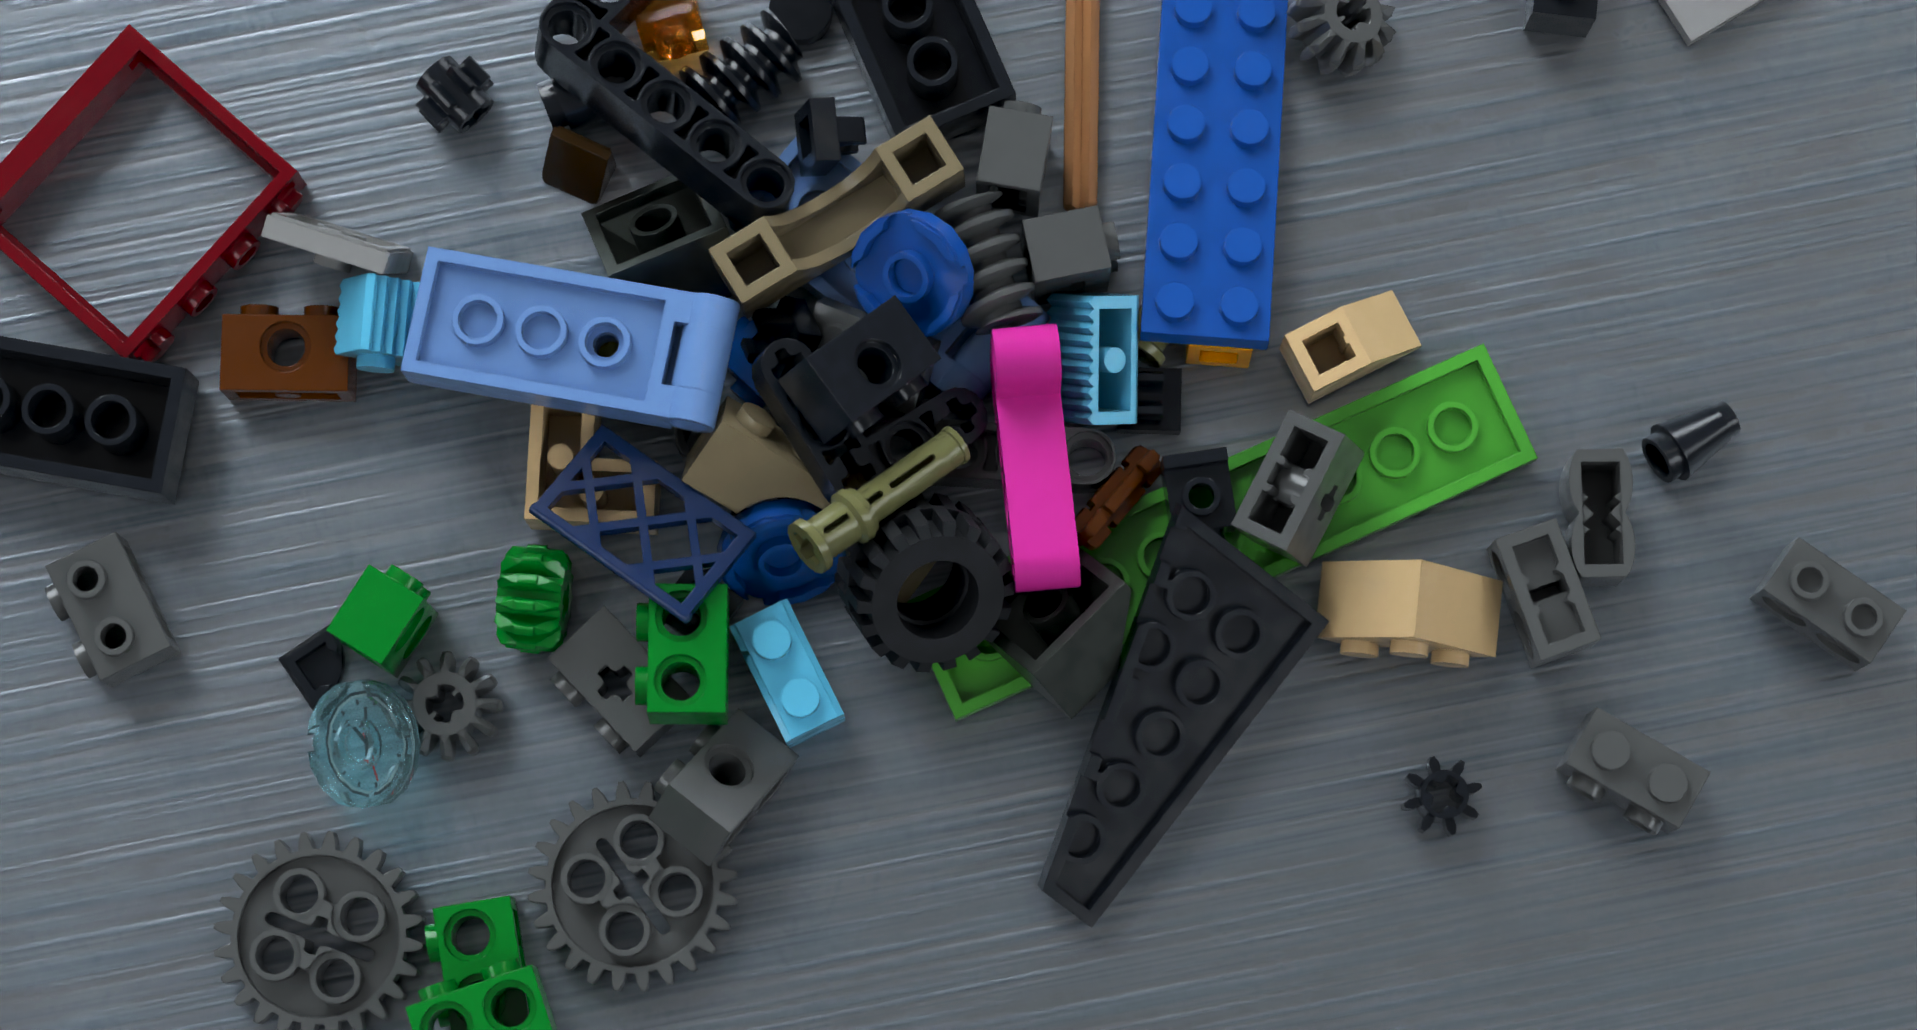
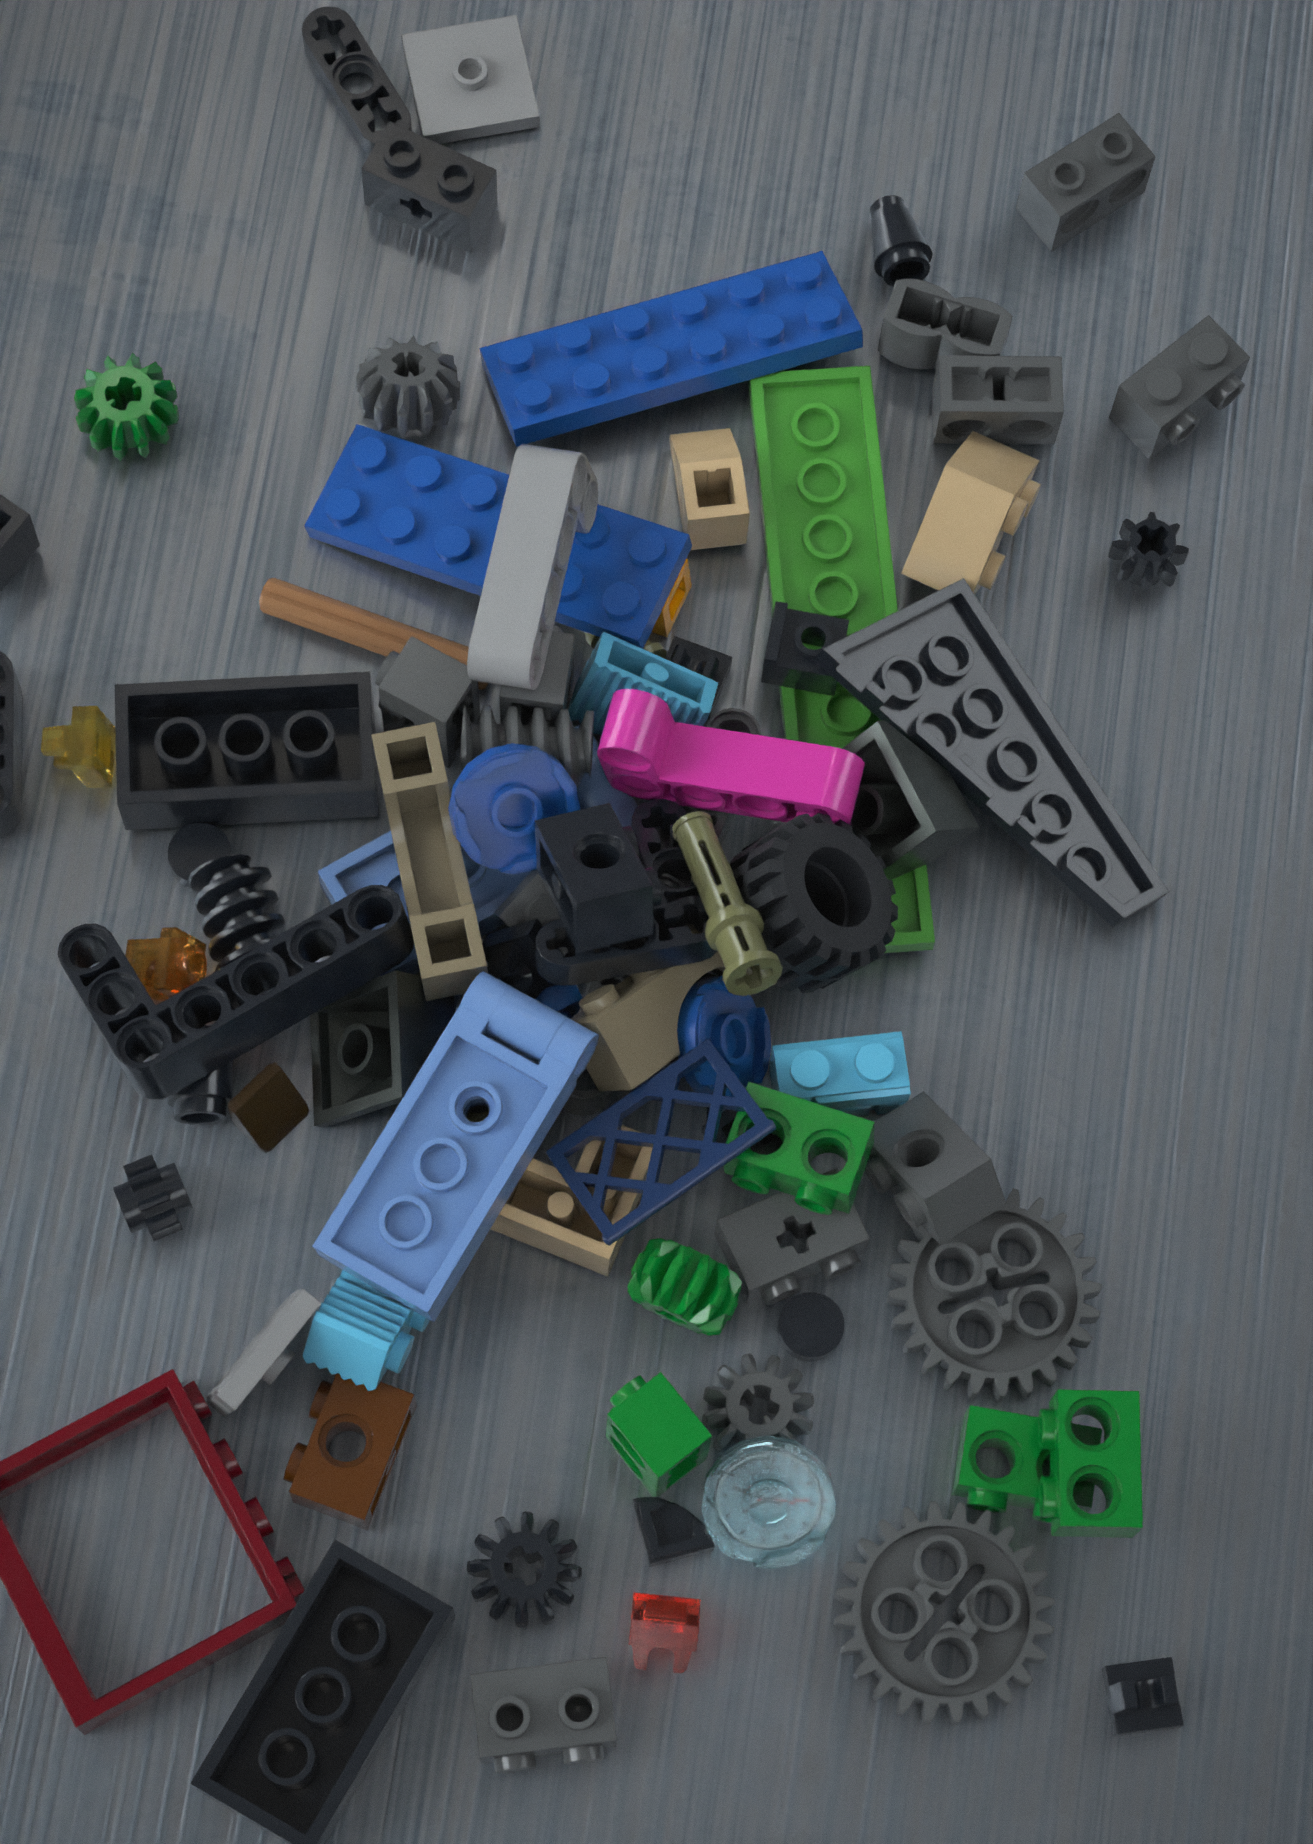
camera: 75 degrees left, 10 degrees down
(209, 553) = (533, 1549): none -> black gear
(224, 689) = (664, 1624): none -> clear red tile
(548, 729) = (810, 1326): none -> black tile
(824, 136) = (342, 853): black tile -> none
(1117, 496) = (772, 715): reddish brown axle -> none
(1157, 198) = (543, 506): none -> light grey beam
(1298, 488) = (834, 557): dark grey brick -> none
(1484, 258) = (670, 348): none -> blue plate

